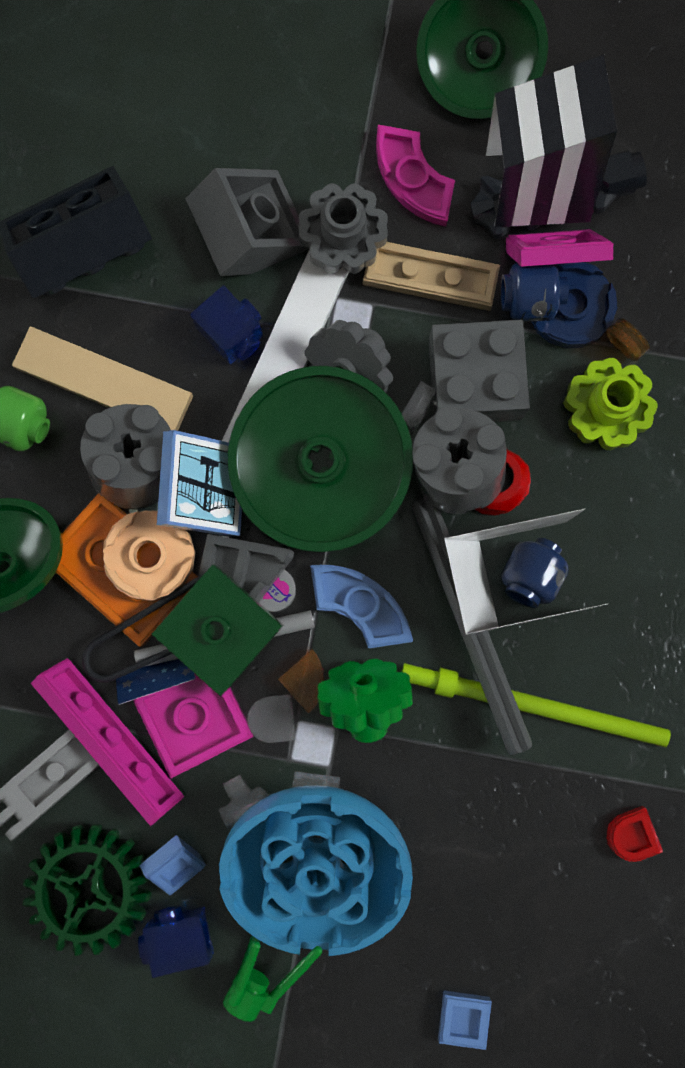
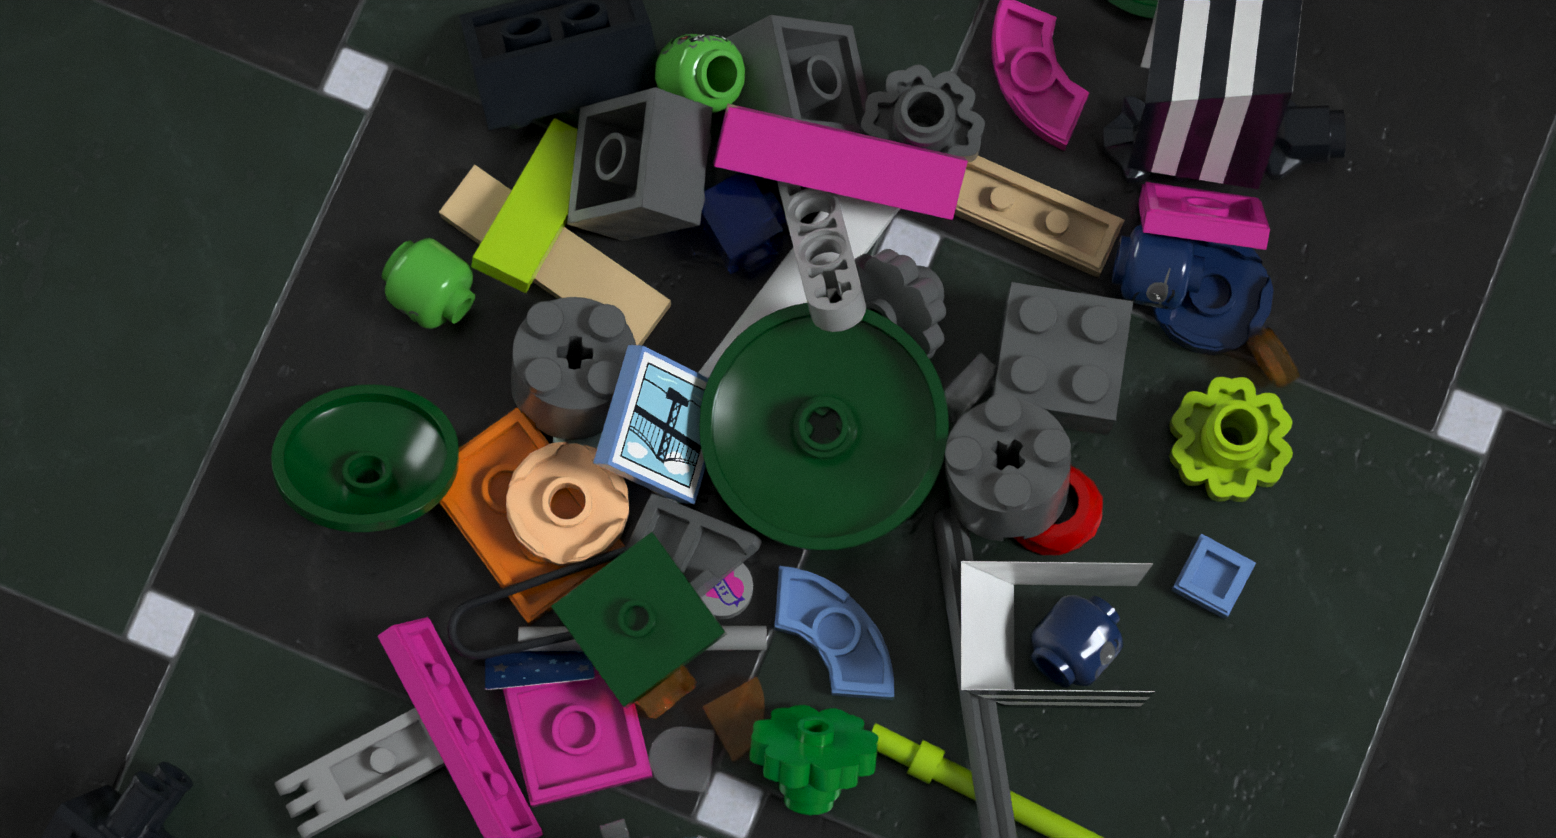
camera: 10 degrees right, 5 degrees down
(81, 345) = (532, 212): none -> lime tile
(146, 298) = (640, 165): none -> dark grey brick
(174, 223) = (701, 69): none -> bright green head
(248, 679) = (666, 694): none -> clear orange tile
(287, 323) = (820, 238): none -> light grey beam
(288, 263) = (840, 161): none -> dark pink tile
(618, 504) = (1213, 576): none -> medium blue tile

